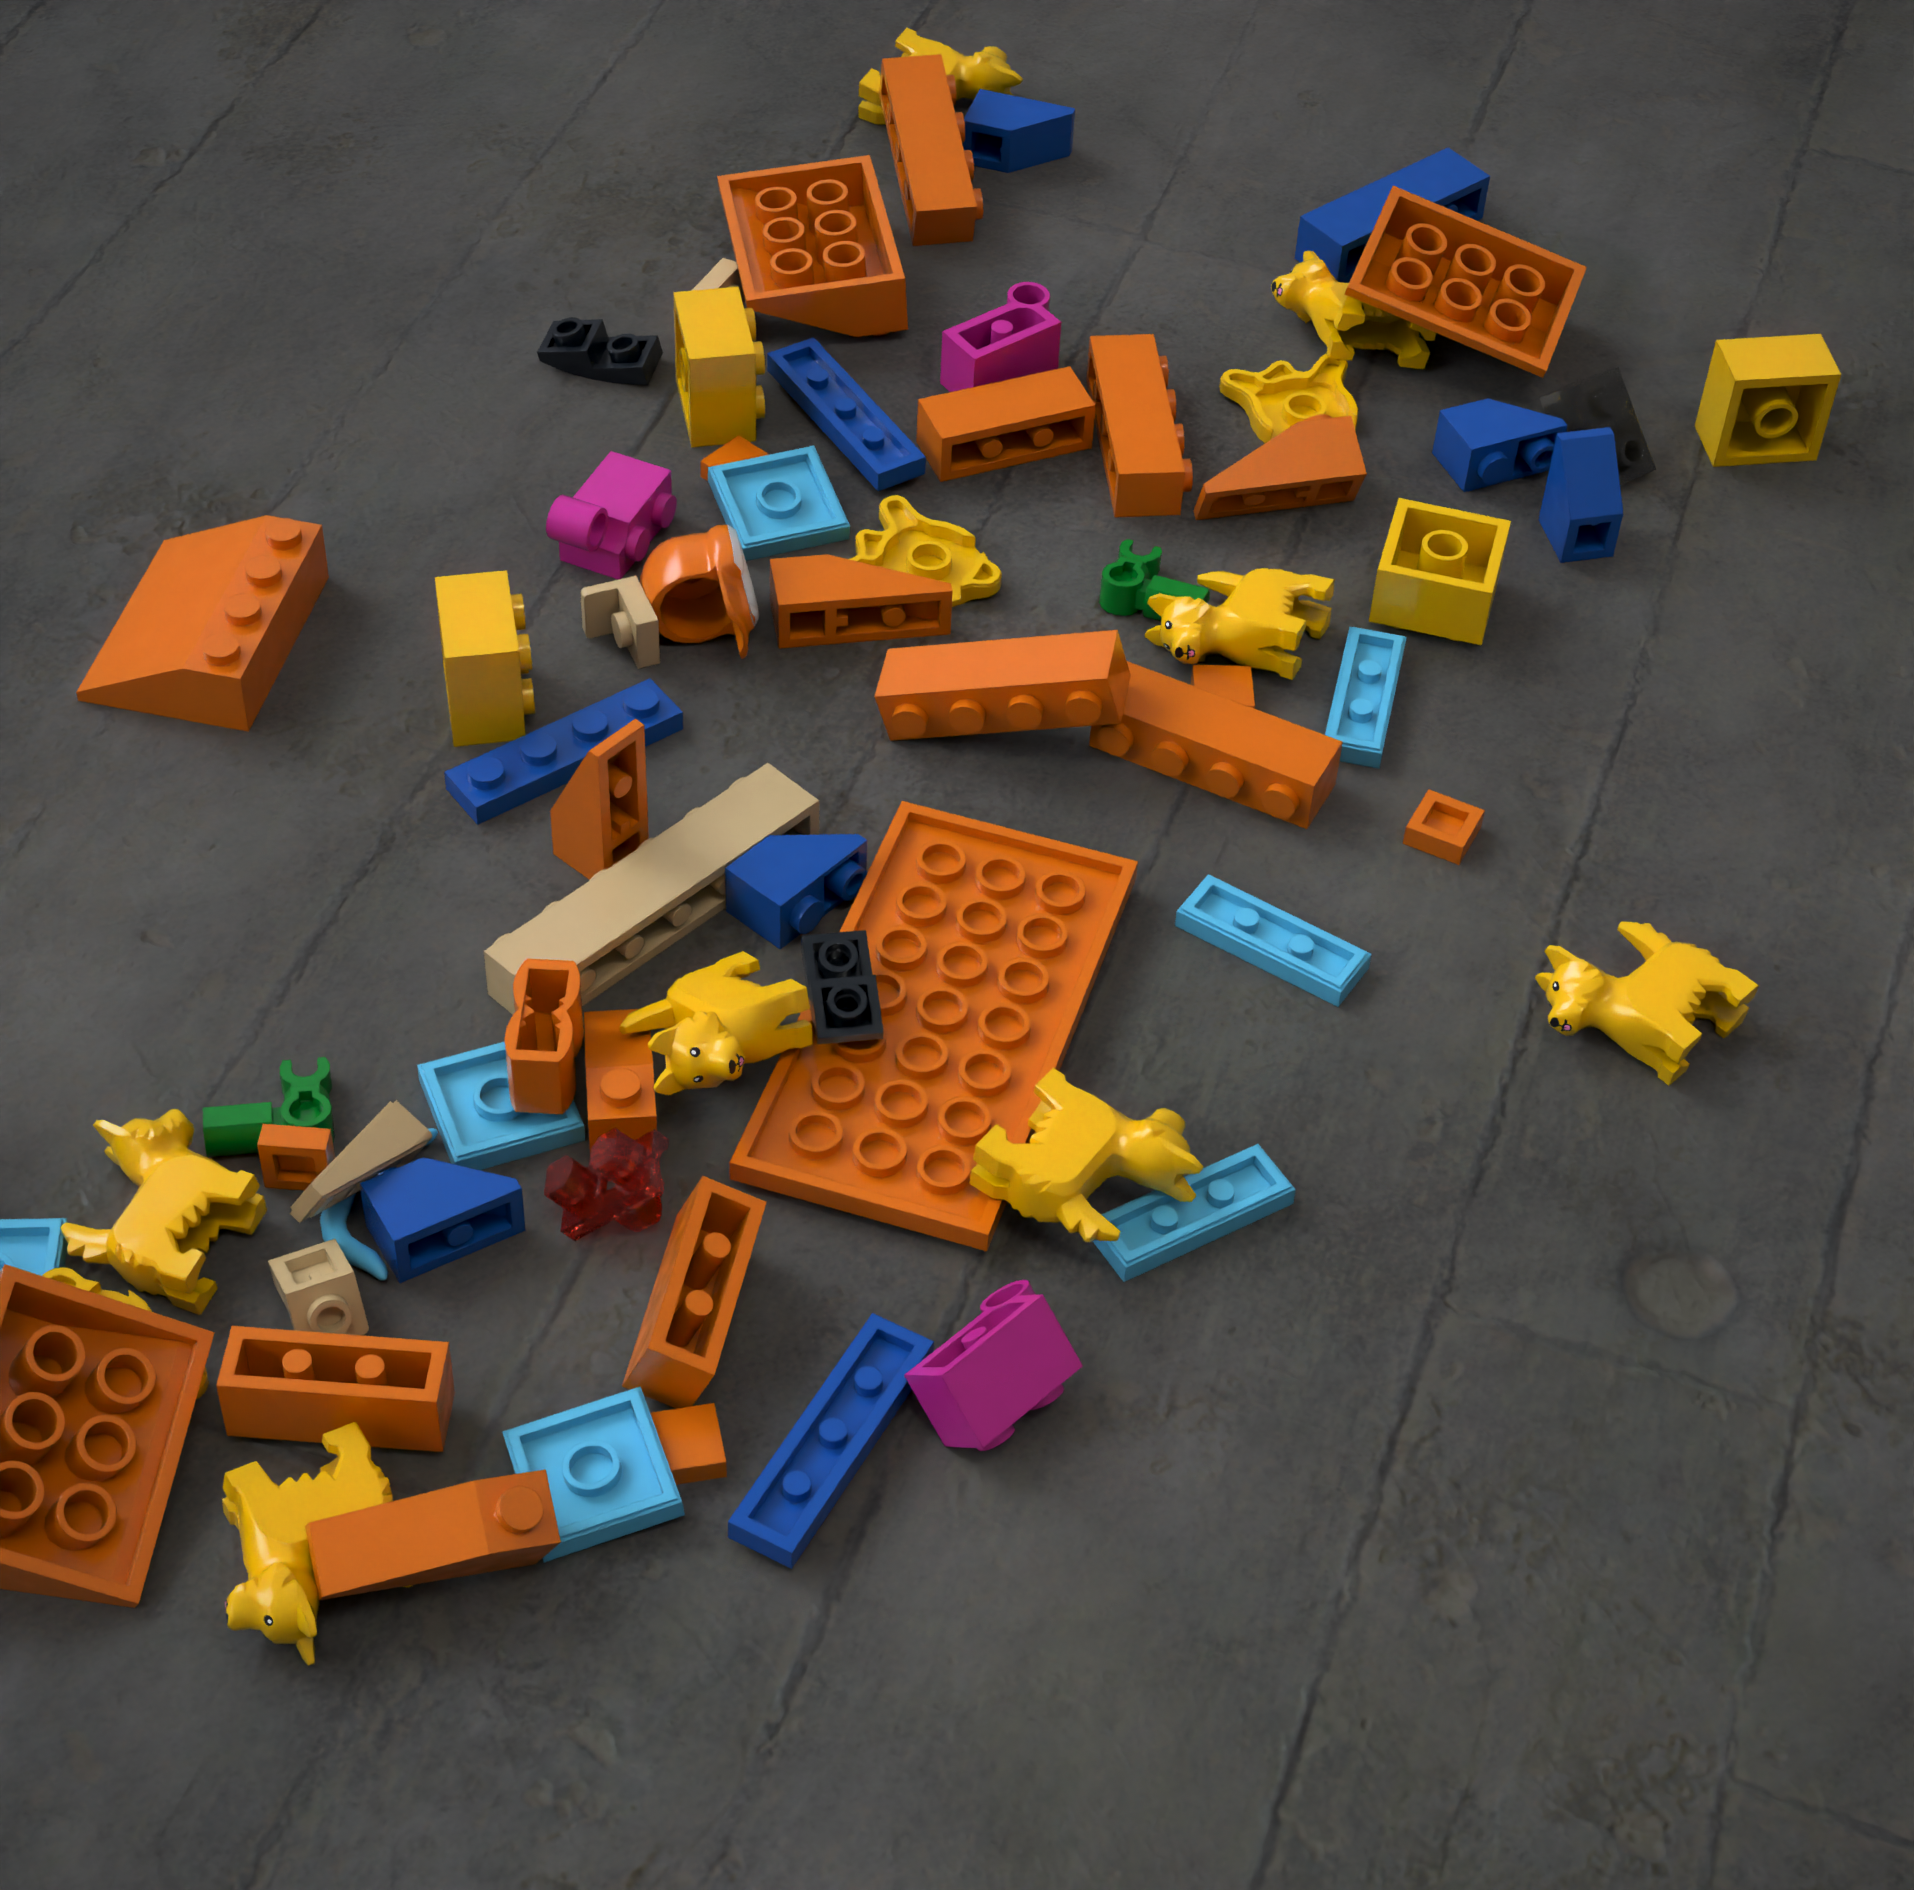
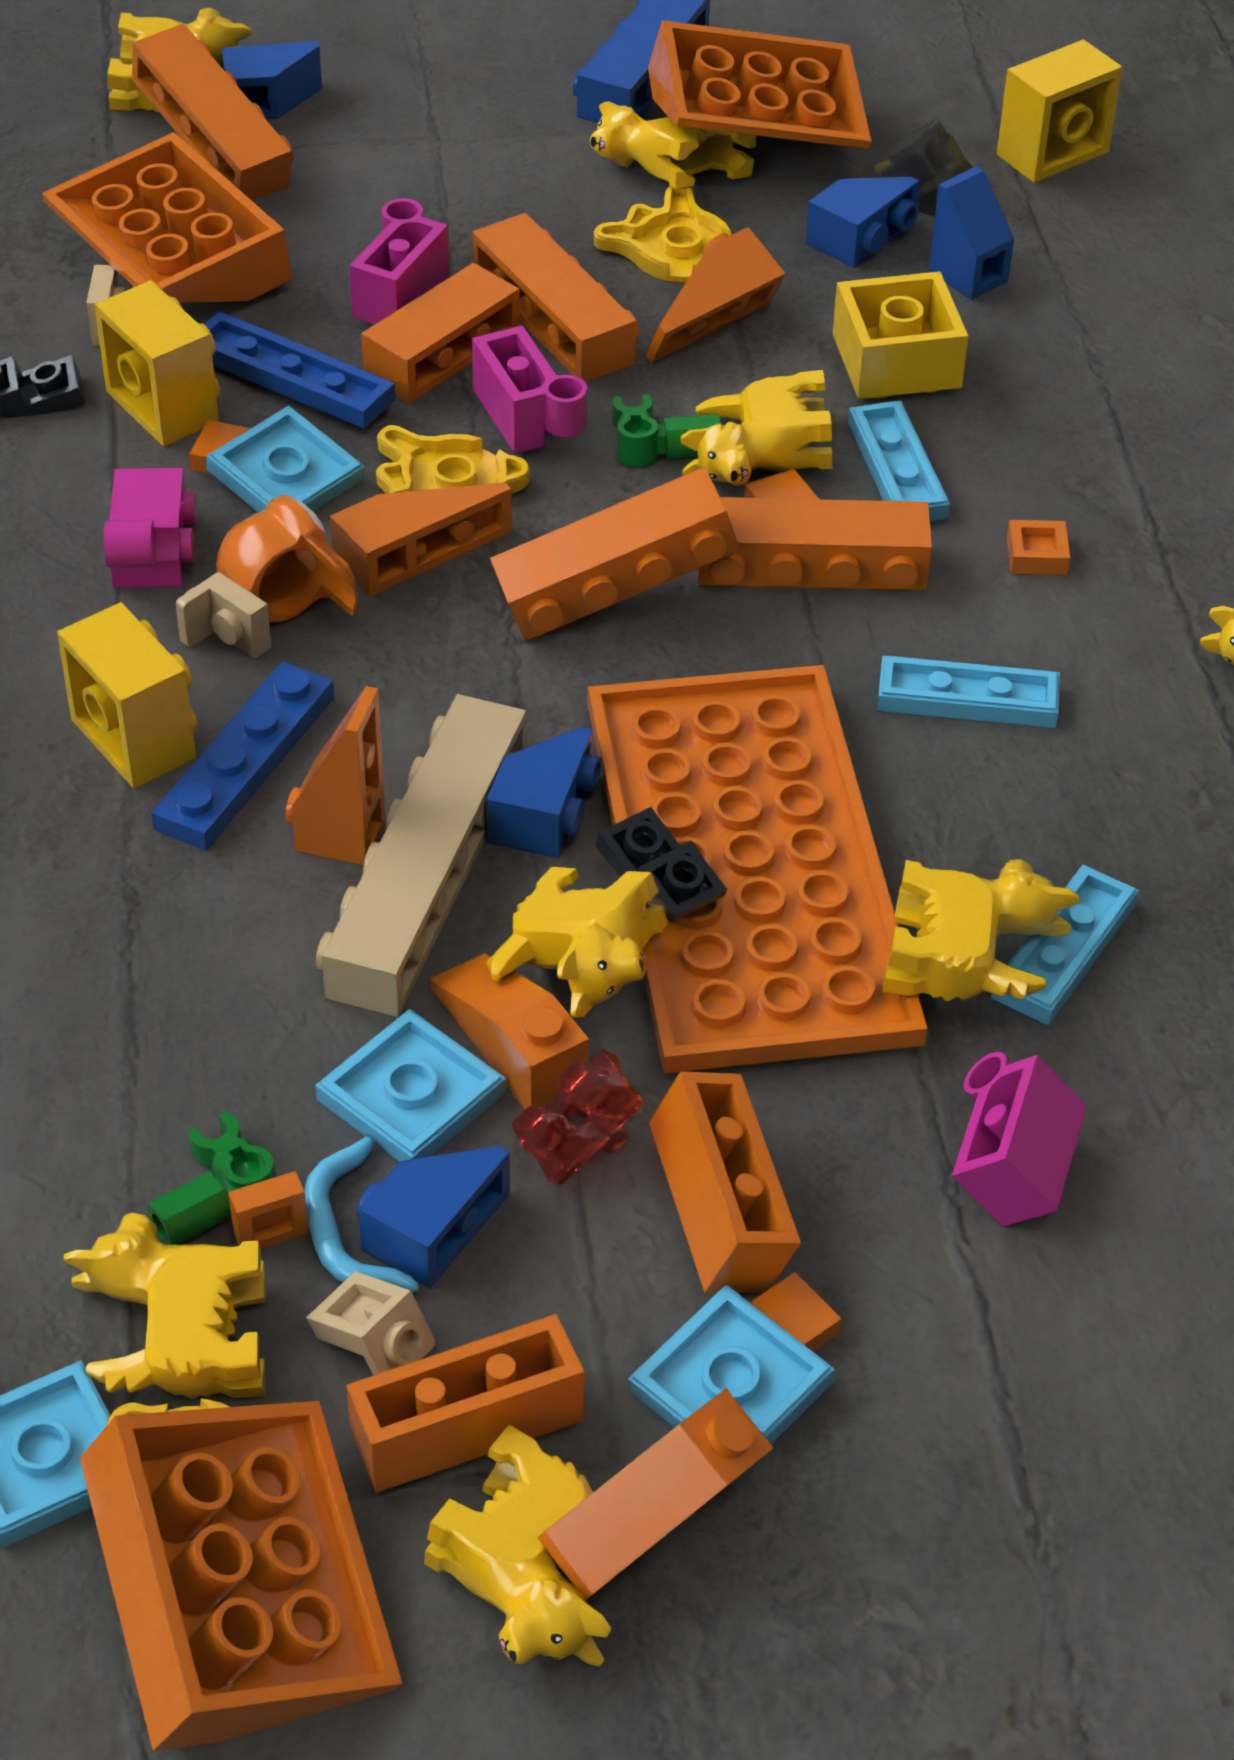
camera: 25 degrees left, 0 degrees up
(384, 1143) = (339, 1186): tan slope -> none
(544, 1036) = (438, 1008): orange brick -> none
(829, 1442) = (917, 1262): blue plate -> none
(1034, 516) = (524, 391): none -> dark pink hinge

